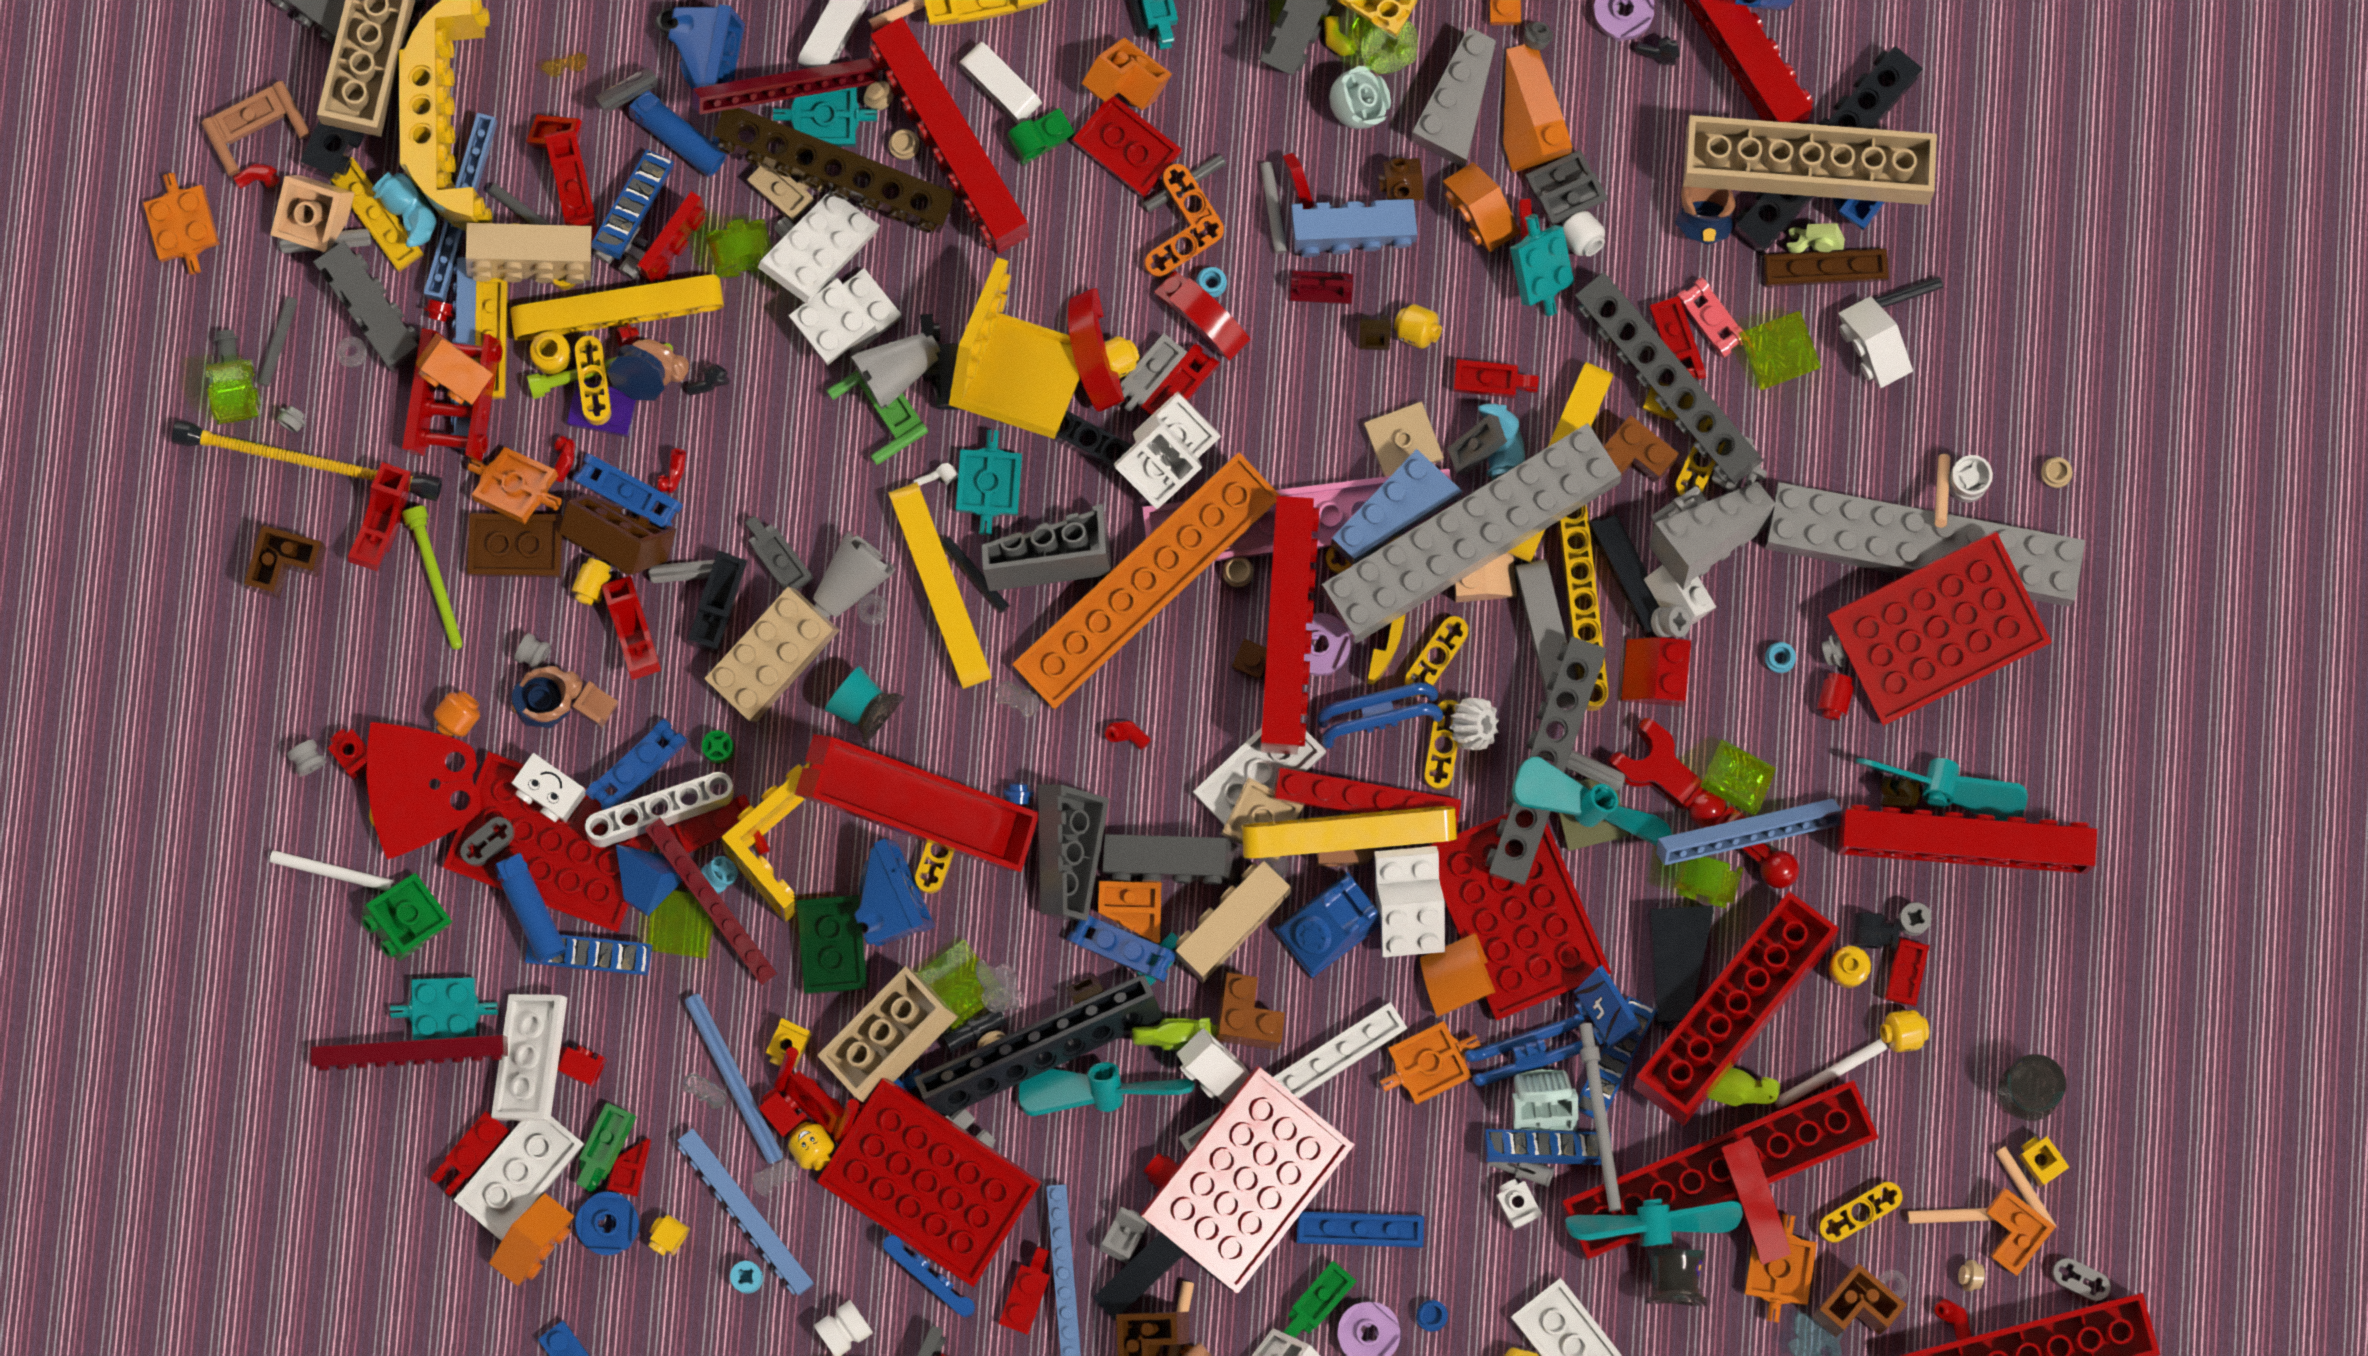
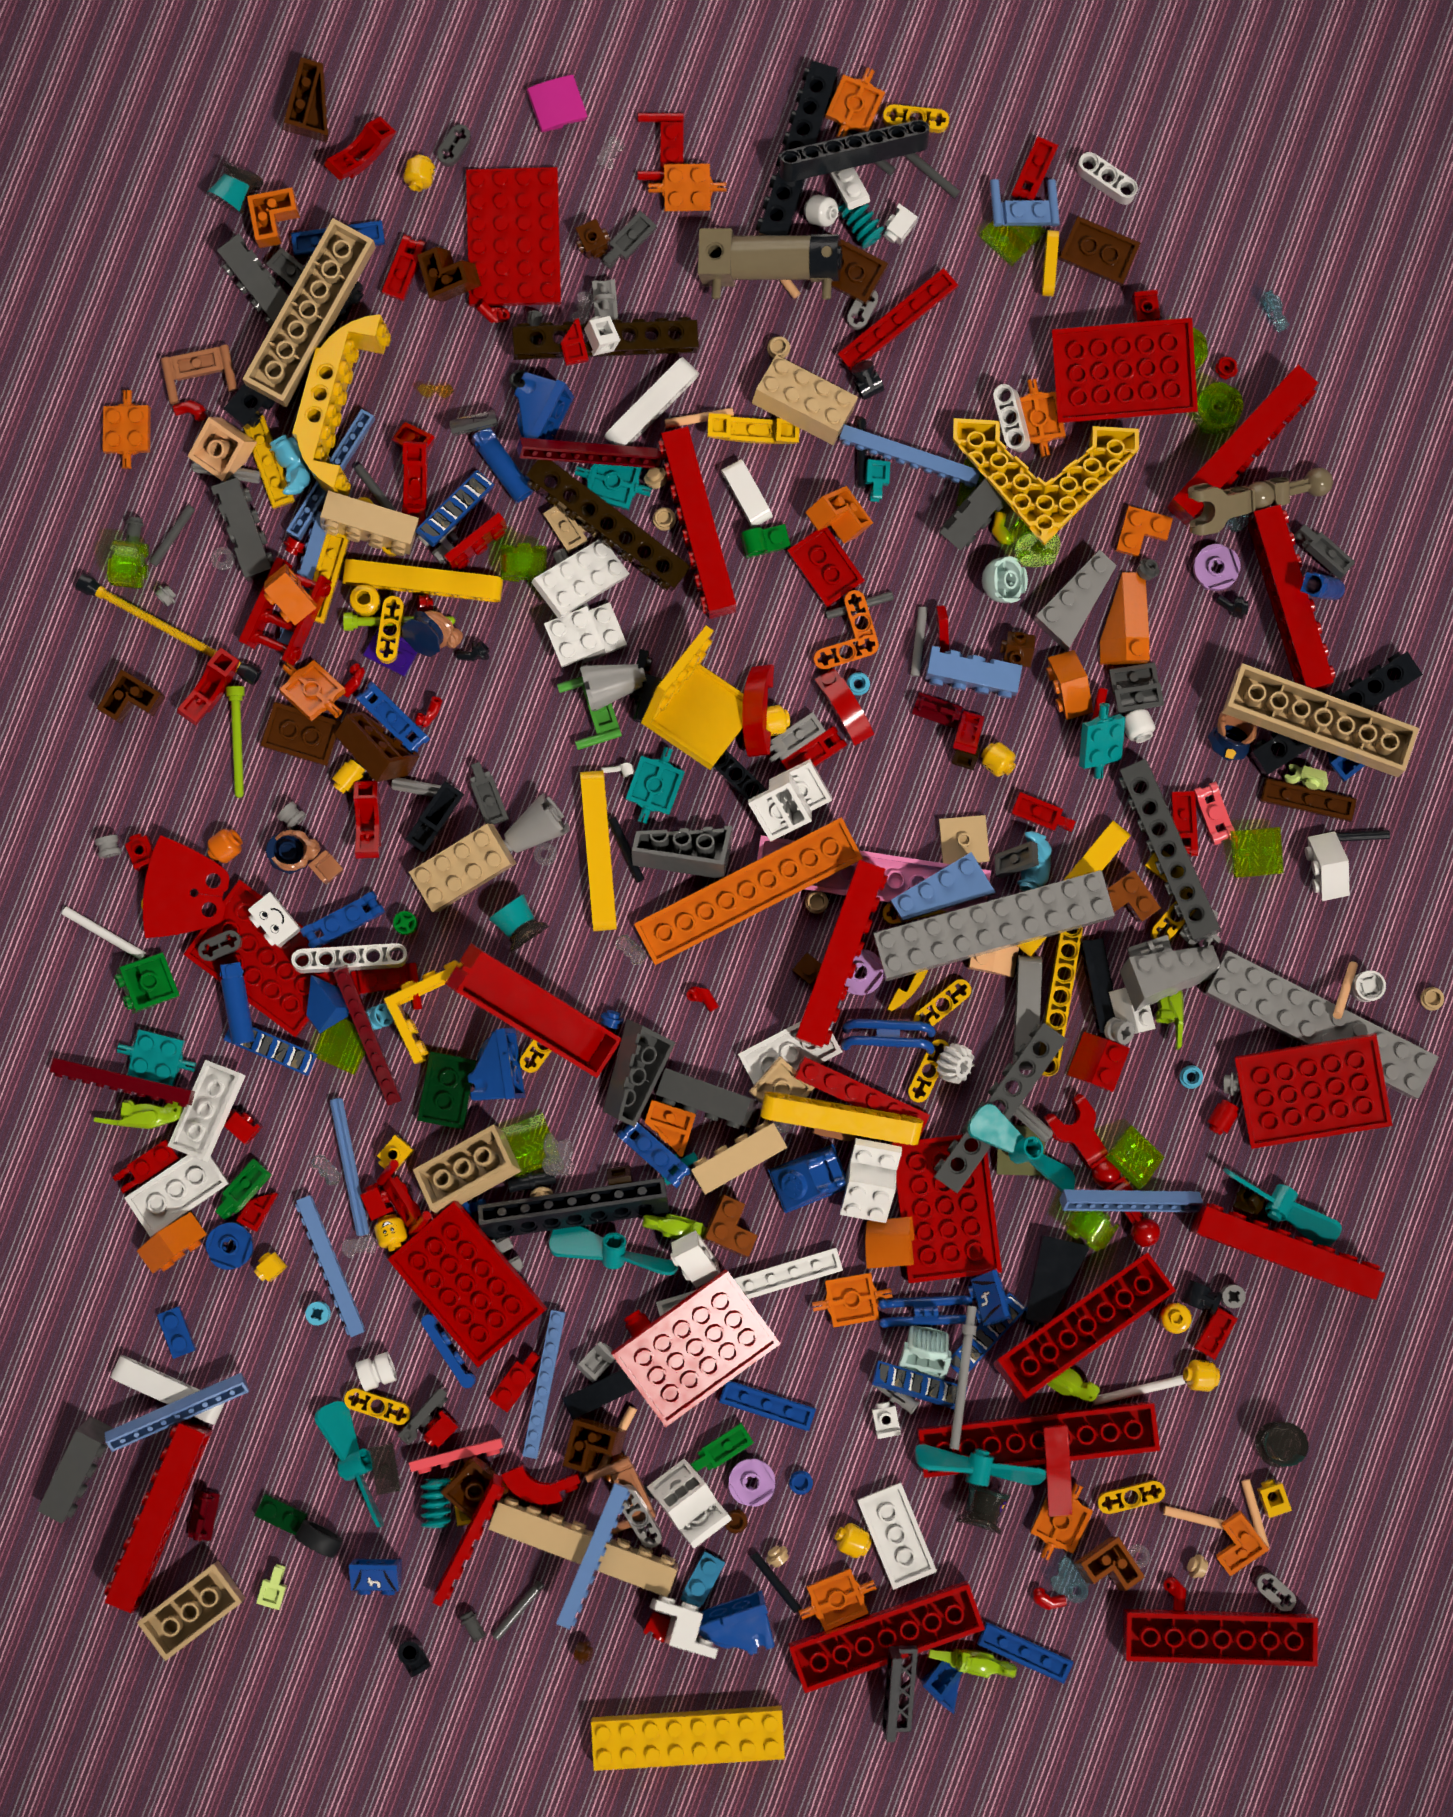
camera: 15 degrees right, 5 degrees up
(450, 1087) = (145, 1115): none -> lime animal
(1369, 302) = (968, 732): none -> red plate
(1729, 580) = (1172, 1010): none -> lime animal

